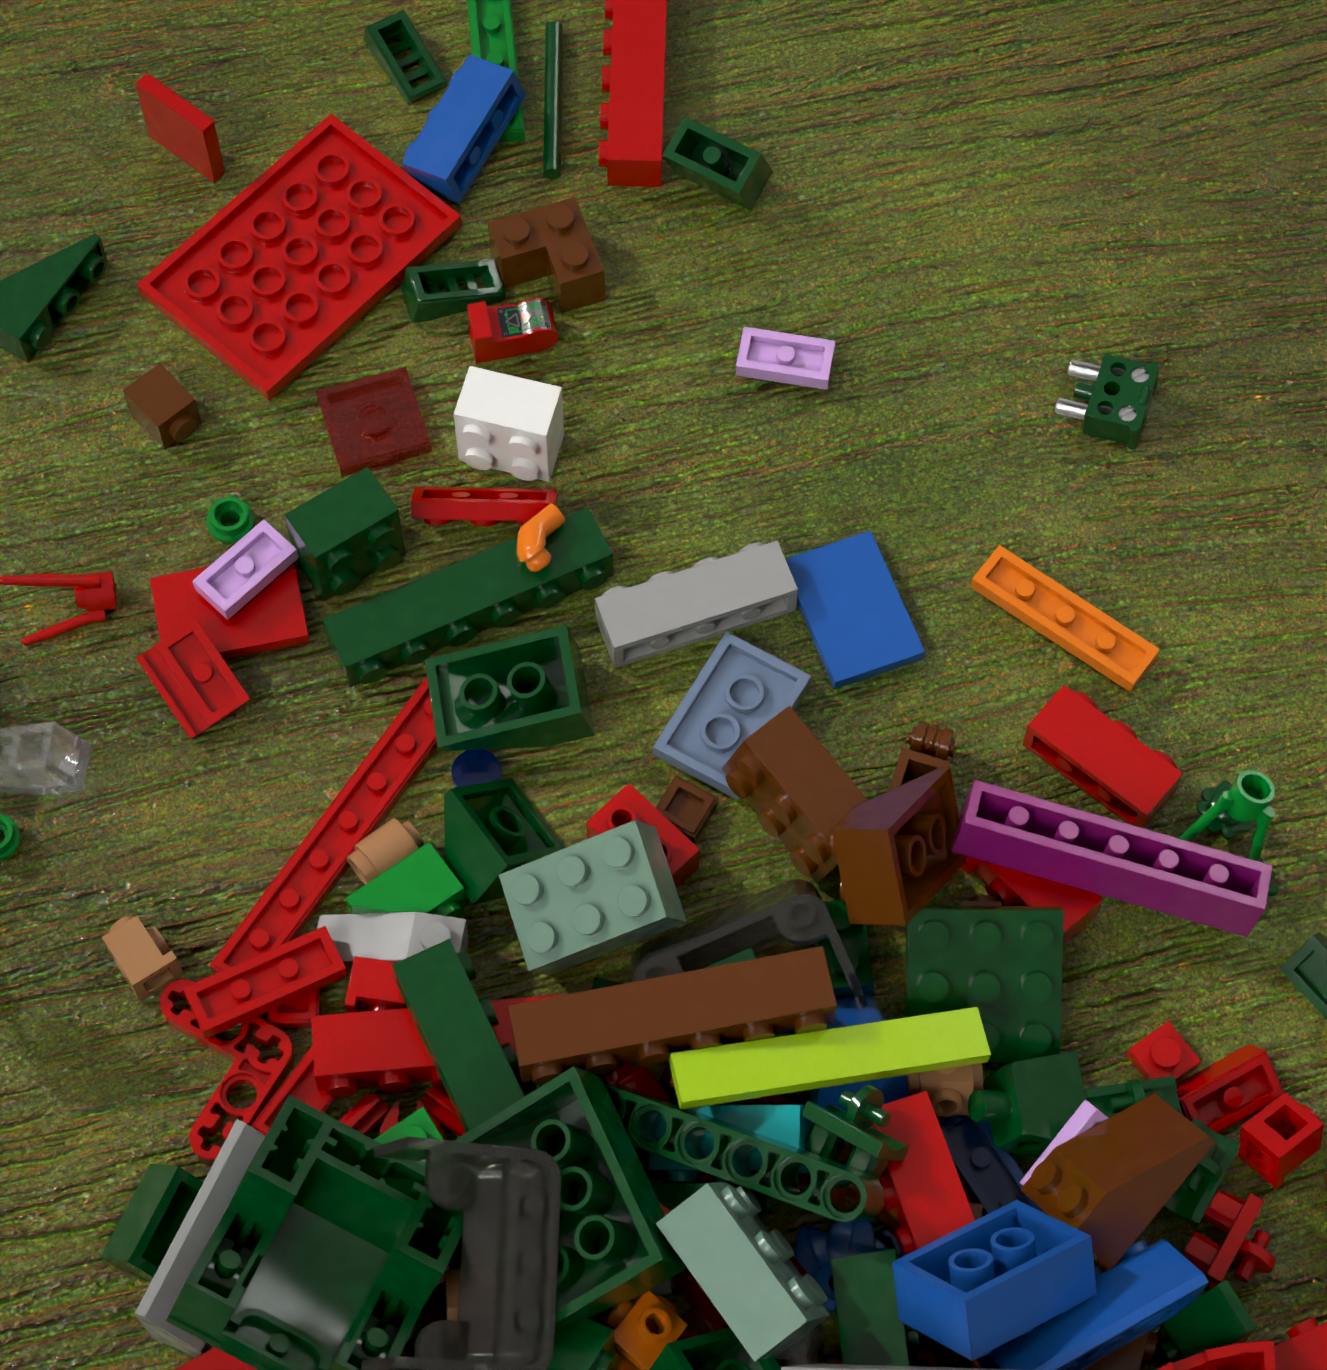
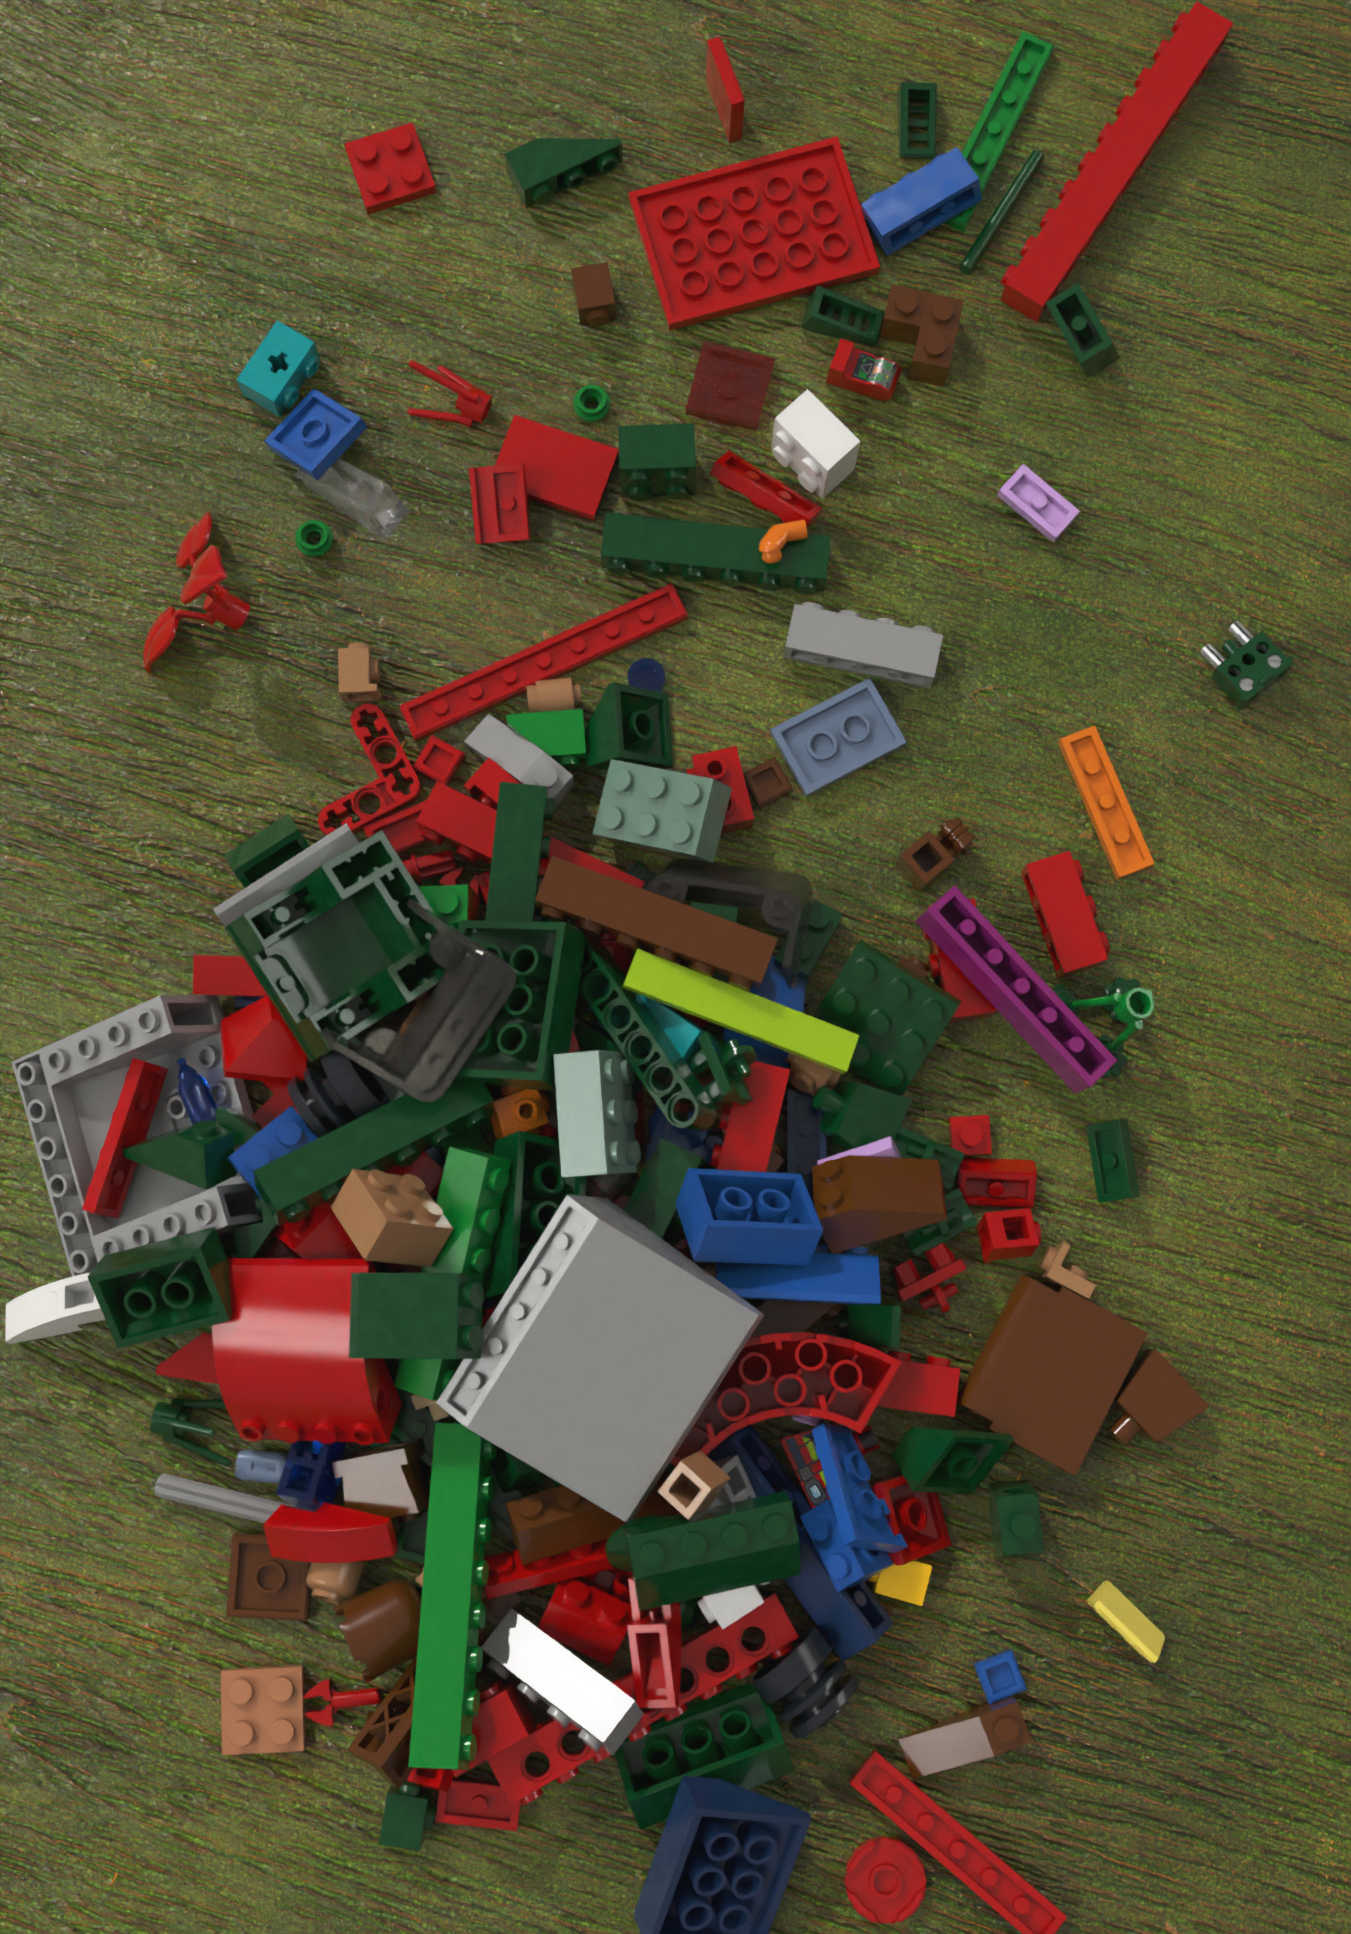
camera: 30 degrees right, 15 degrees up
(245, 569) = (578, 446): lavender plate -> none
(265, 982) = (423, 739): red plate -> none
(511, 693) = (699, 637): dark green slope -> none
(794, 790) = (841, 824): reddish brown brick -> none
(854, 610) = (967, 711): blue tile -> none
(897, 850) = (876, 900): reddish brown slope -> none

